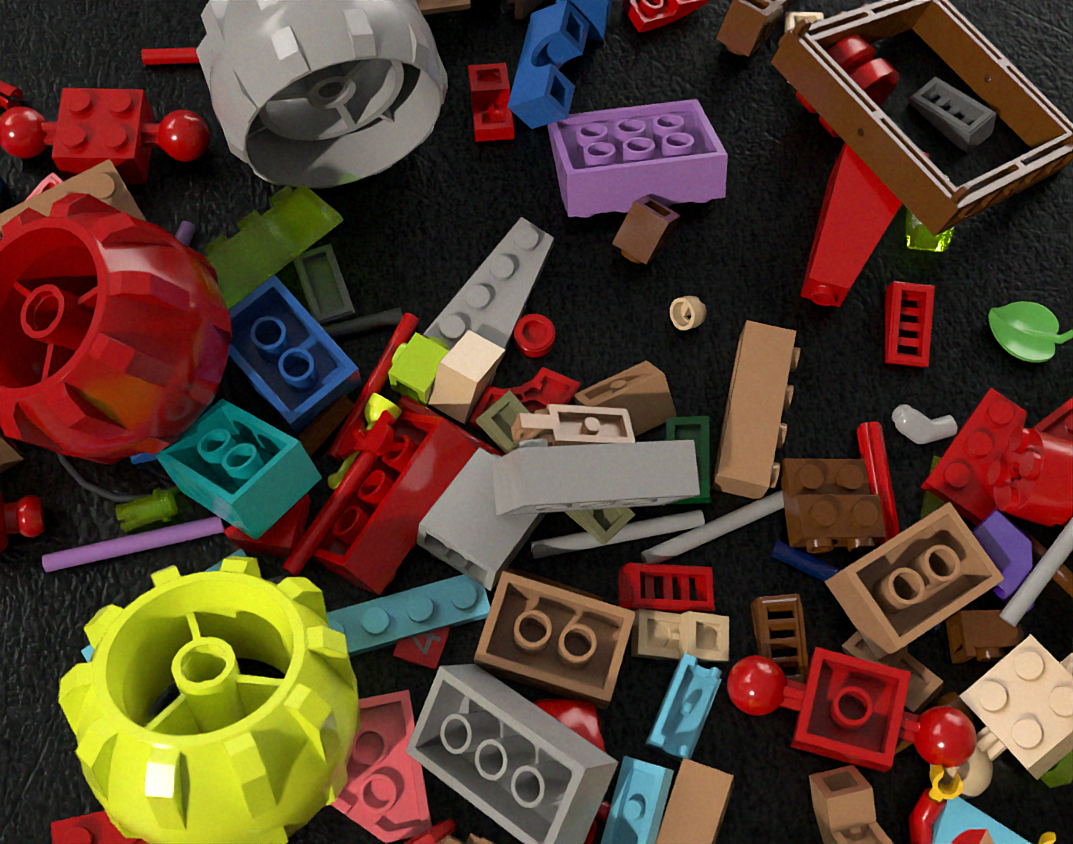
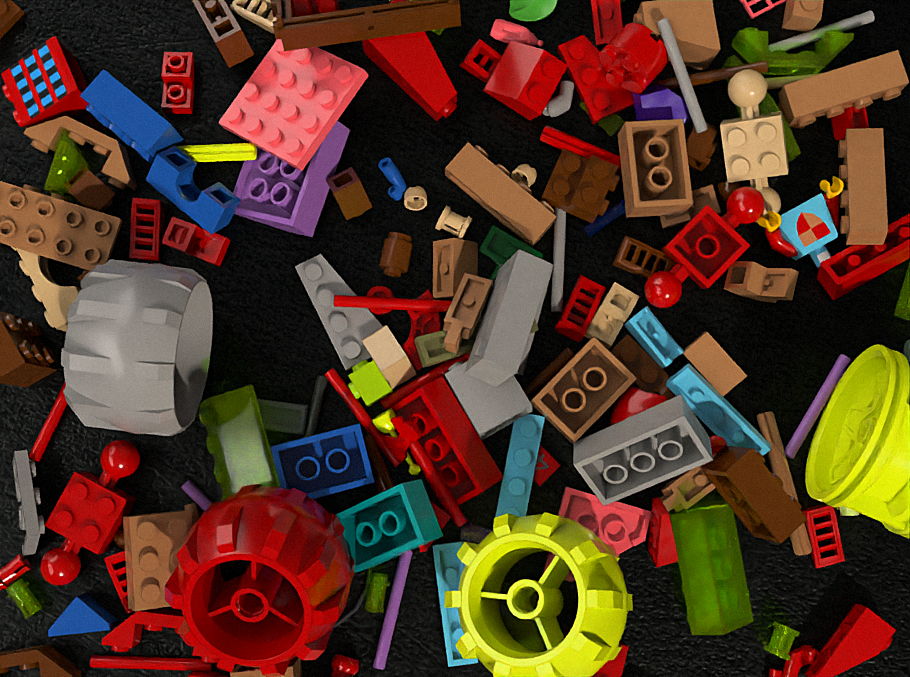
camera: 65 degrees left, 15 degrees up
(83, 65) = (34, 525): none -> light grey wing
(483, 30) = (137, 217): none -> red slope
(534, 339) = (391, 303): none -> red piece
(603, 322) = (396, 254): none -> reddish brown brick
(611, 76) = (220, 152): none -> neon yellow axle
(631, 711) = (649, 374): none -> reddish brown hinge
(684, 371) = (453, 223): none -> tan bush
(700, 273) = (395, 178): none -> blue arm
(721, 114) = (293, 102): none -> coral plate
(799, 428) = (524, 169): none -> tan hinge
(922, 365) = (525, 79): none -> red slope
(968, 329) = (508, 31): none -> coral piece

